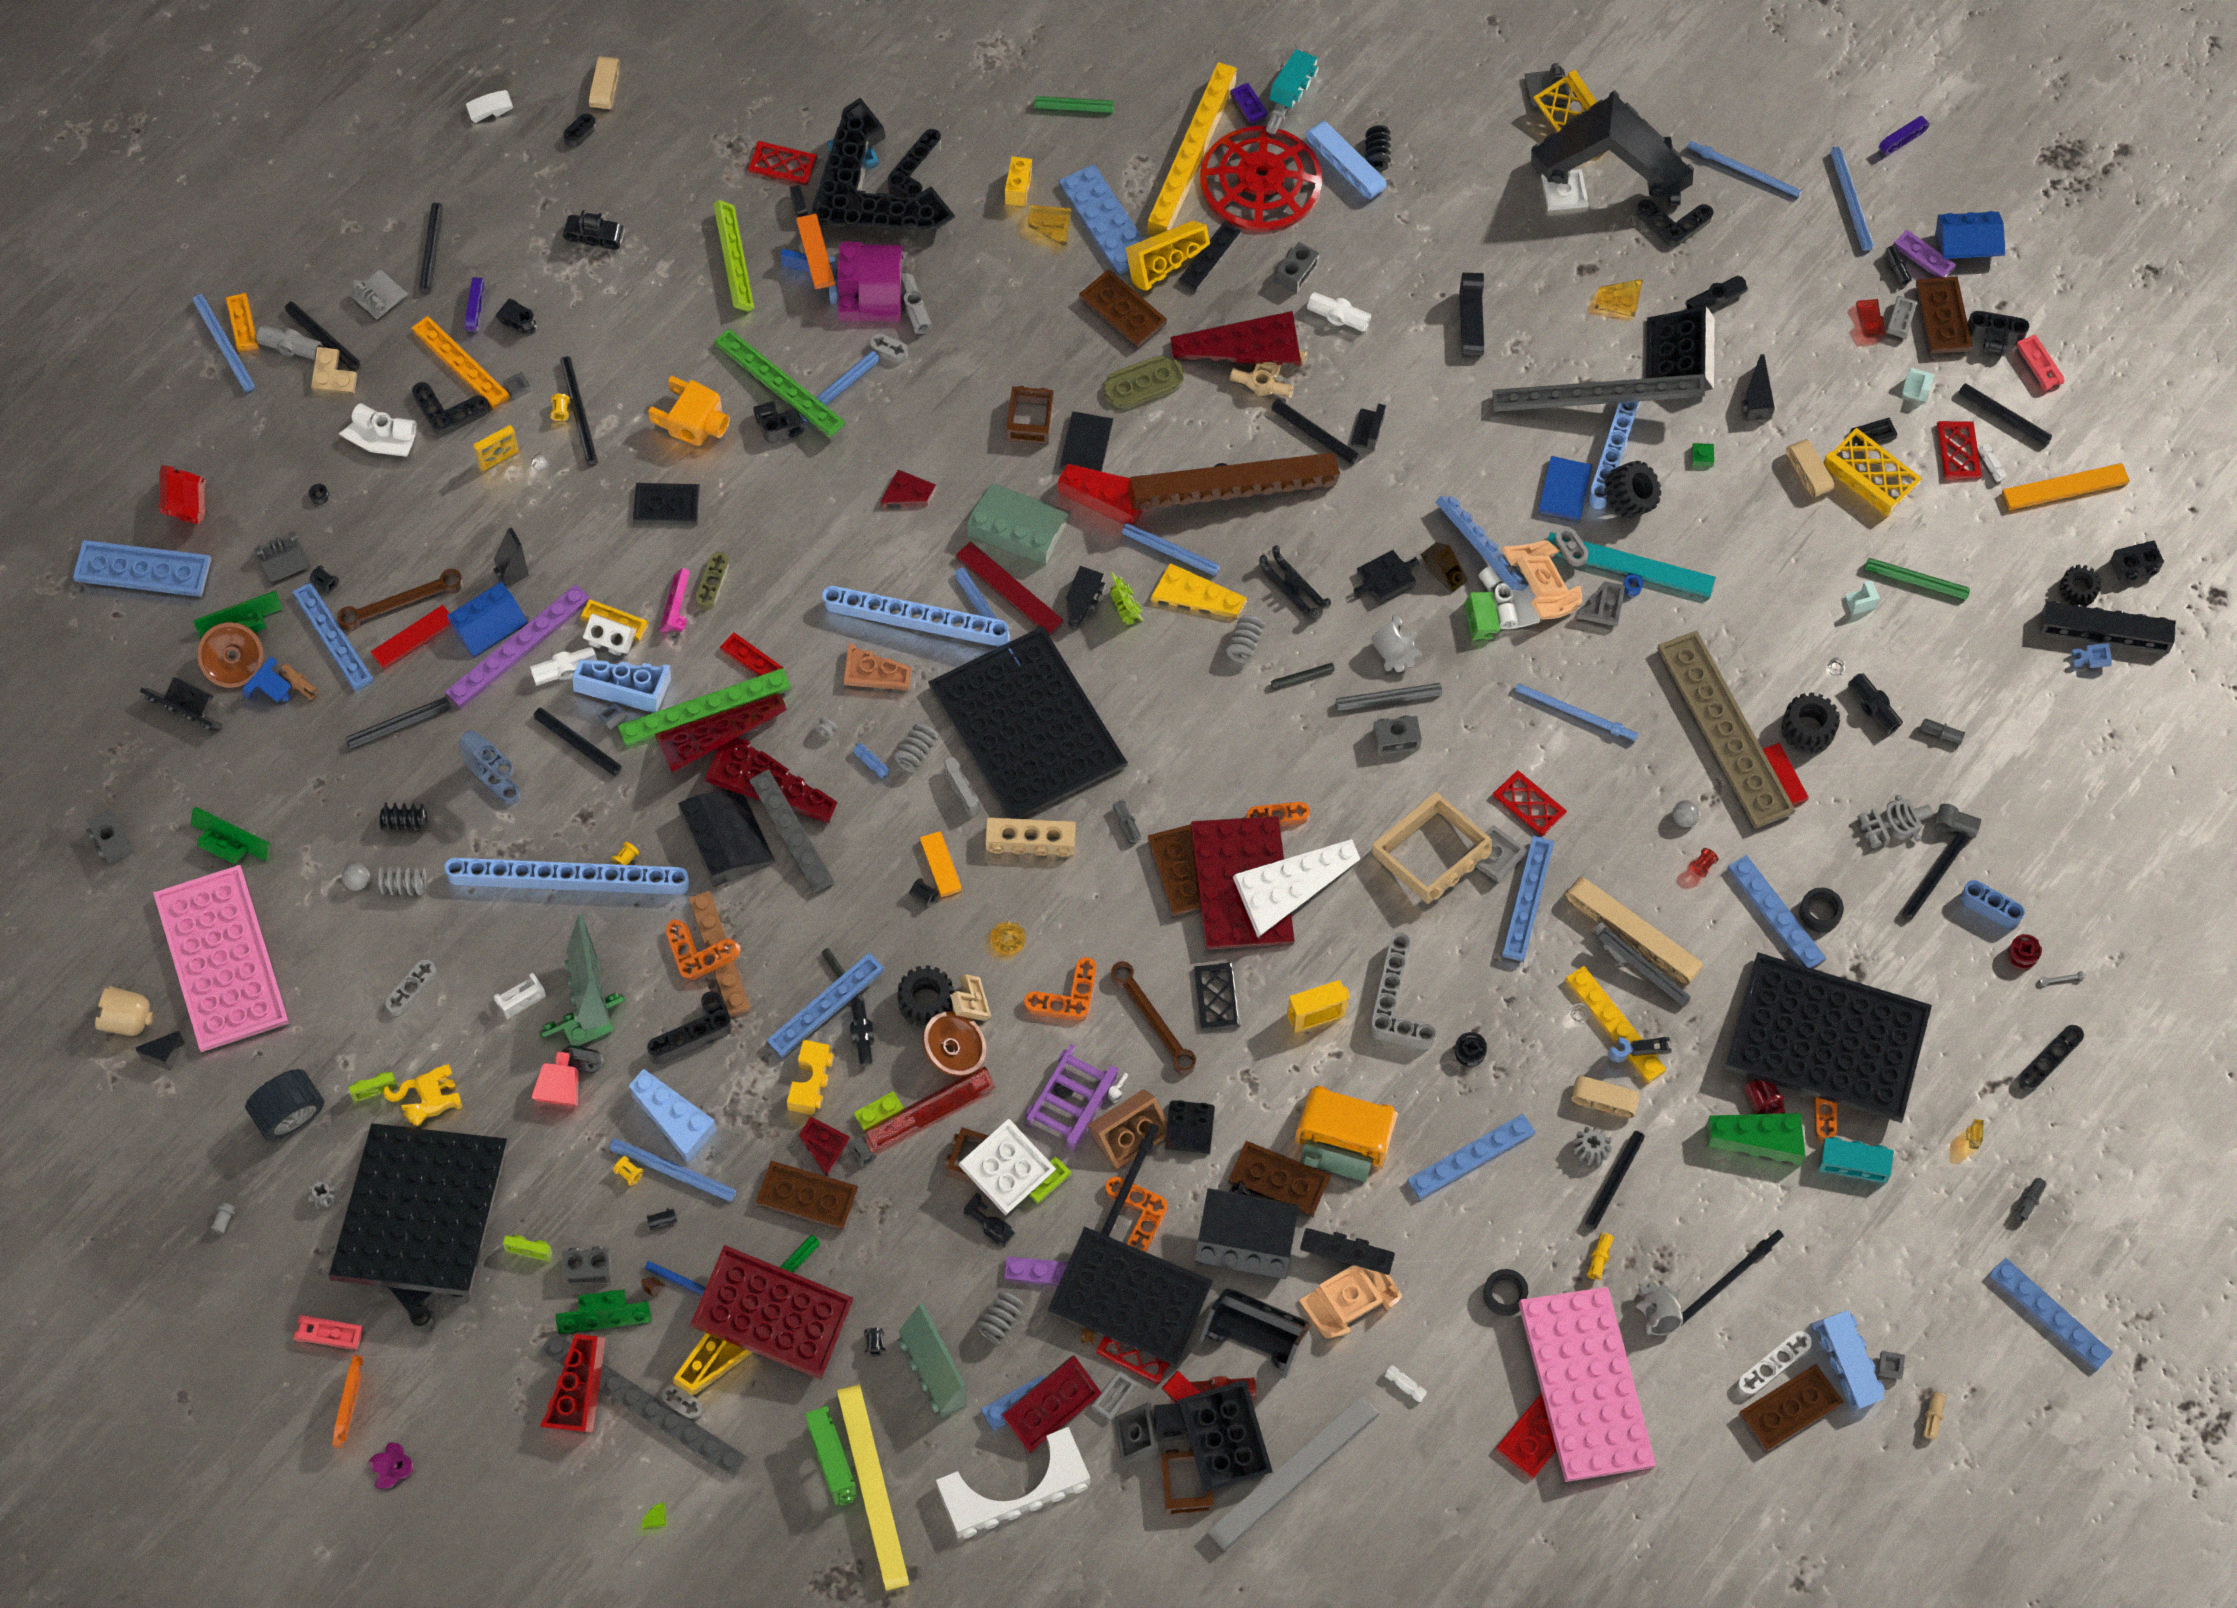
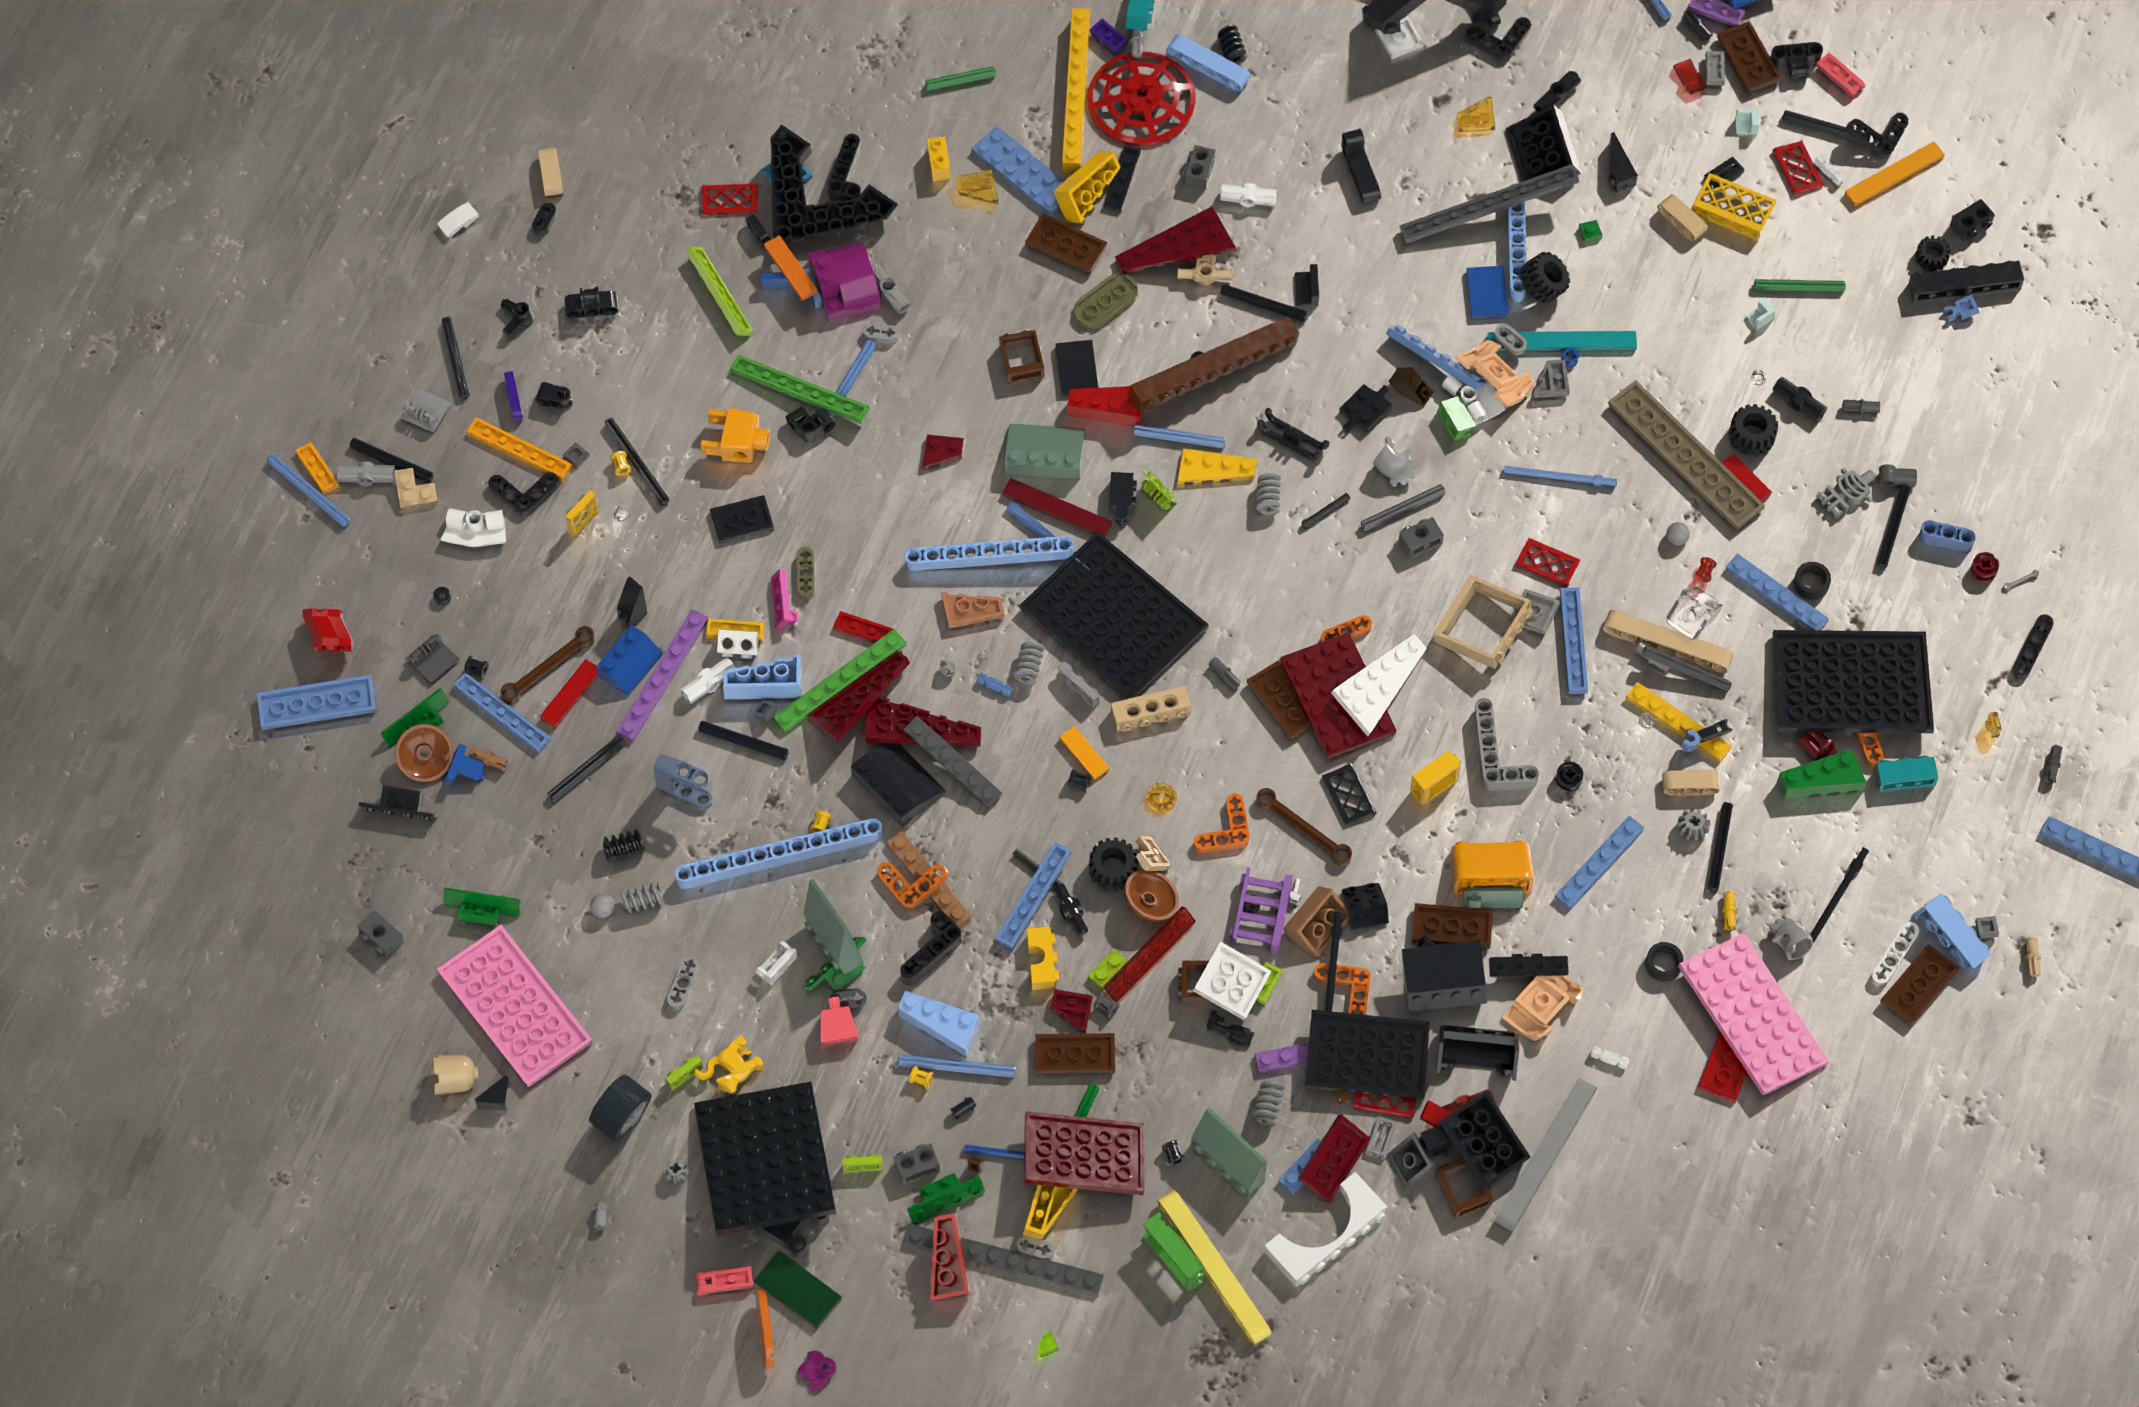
camera: 15 degrees left, 0 degrees up
(404, 1368) = (797, 1289): none -> dark green tile
(515, 222) = (520, 315): none -> black axle
(1672, 905) = (1693, 612): none -> clear hips
(2064, 445) = (1884, 139): none -> black beam

